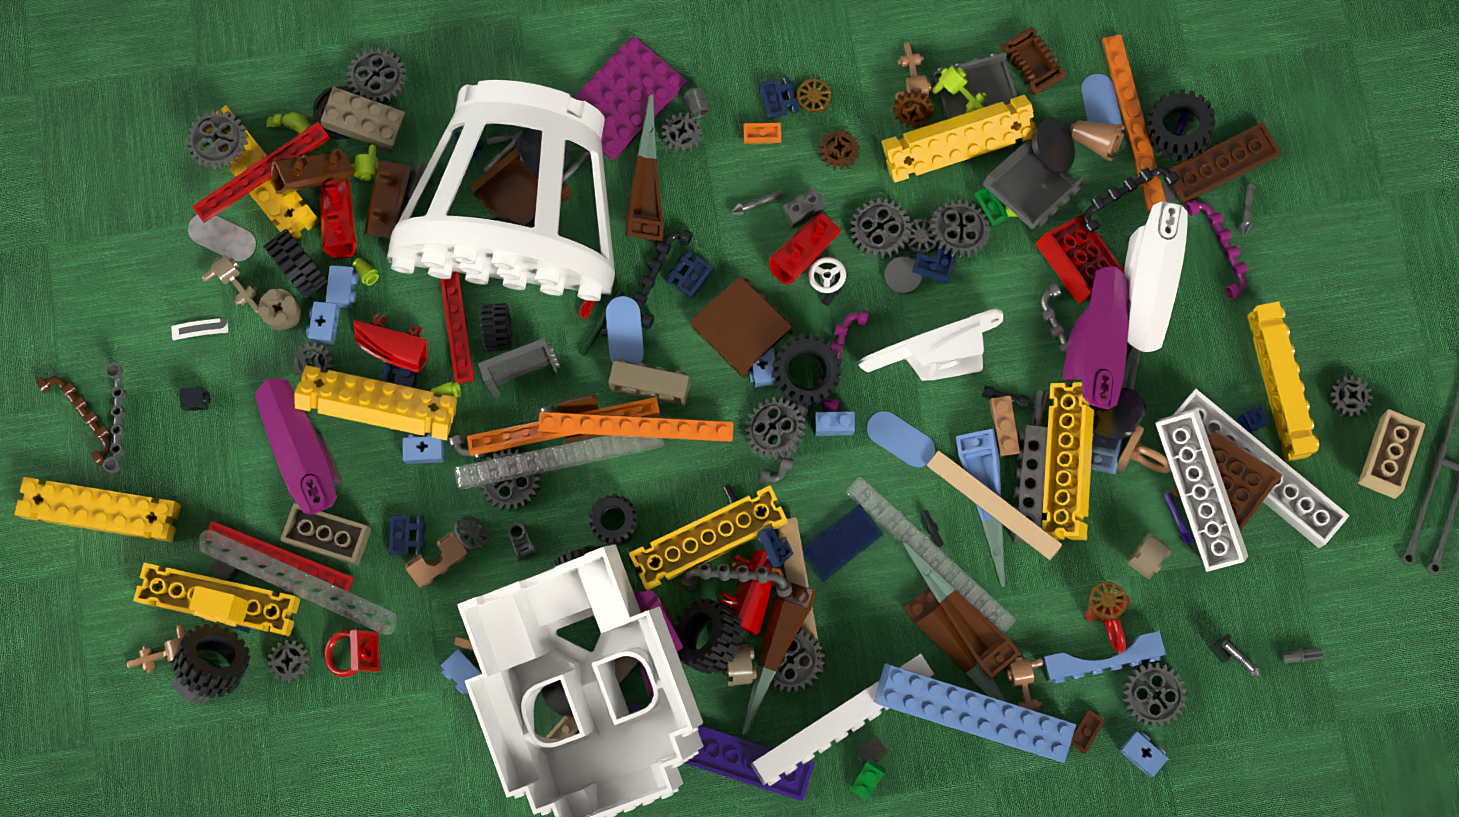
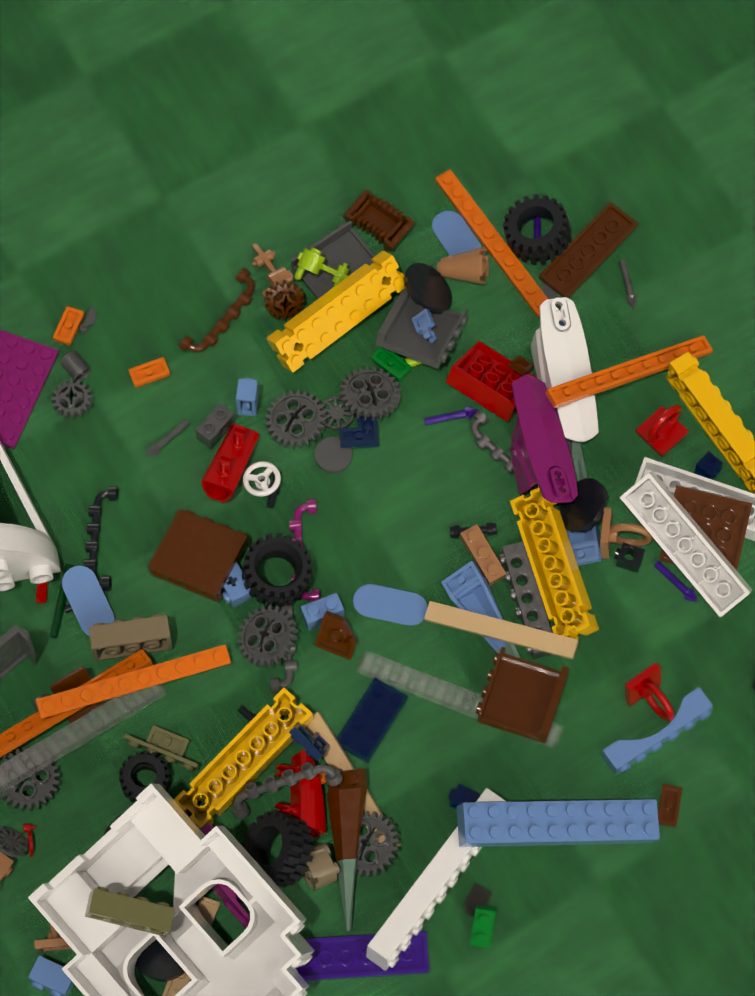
camera: 25 degrees left, 10 degrees down
(492, 524) = (27, 828): none -> red piece
(521, 543) = (64, 834): dark grey piece -> none
(545, 653) = (129, 911): none -> olive brick
(644, 206) = (61, 476): reddish brown plate -> none
(645, 495) = (166, 744): none -> olive bracket
(693, 278) = (134, 528): dark blue plate -> none
(705, 61) = (68, 326): none -> orange plate
(727, 62) = (90, 320): none -> dark grey piece
(773, 99) = (148, 339): dark blue plate -> none
(814, 95) = (185, 321): pearl gold wheel -> none
(838, 452) = (336, 636): none -> reddish brown plate
(843, 191) = (247, 397): none -> medium blue brick
(846, 149) = (233, 356): reddish brown gear -> none
(847, 111) = (222, 324): none -> reddish brown bar
(896, 651) = (462, 795): none -> clear blue brick
(932, 528) = (451, 674): black bar -> none
(933, 621) = (493, 758): reddish brown plate -> none
(943, 351) = (396, 509): white piece -> none
(984, 641) = (545, 761): reddish brown plate -> none
(988, 577) = (521, 697): none -> reddish brown panel
(1021, 673) = (588, 774): medium nougat piece -> none
(1035, 180) = (423, 323): none -> medium blue plate
(1039, 408) = (508, 528): dark grey axle -> none
(1045, 280) = (468, 413): none -> dark purple piece
(1108, 600) = (640, 673): pearl gold wheel -> none
(1113, 254) = (521, 365): none -> reddish brown tile
(1129, 186) = (512, 299): black bar -> none
(1132, 750) = (719, 806): medium blue brick -> none
(1141, 707) = (726, 732): dark grey gear -> none
(1148, 556) = (662, 623): dark tan brick -> none
(1152, 479) = (631, 565): none -> black brick
(1211, 299) = (625, 372): none -> orange plate
(1222, 236) = (614, 315): magenta bar -> none
(1224, 366) = (663, 430): none -> red tile

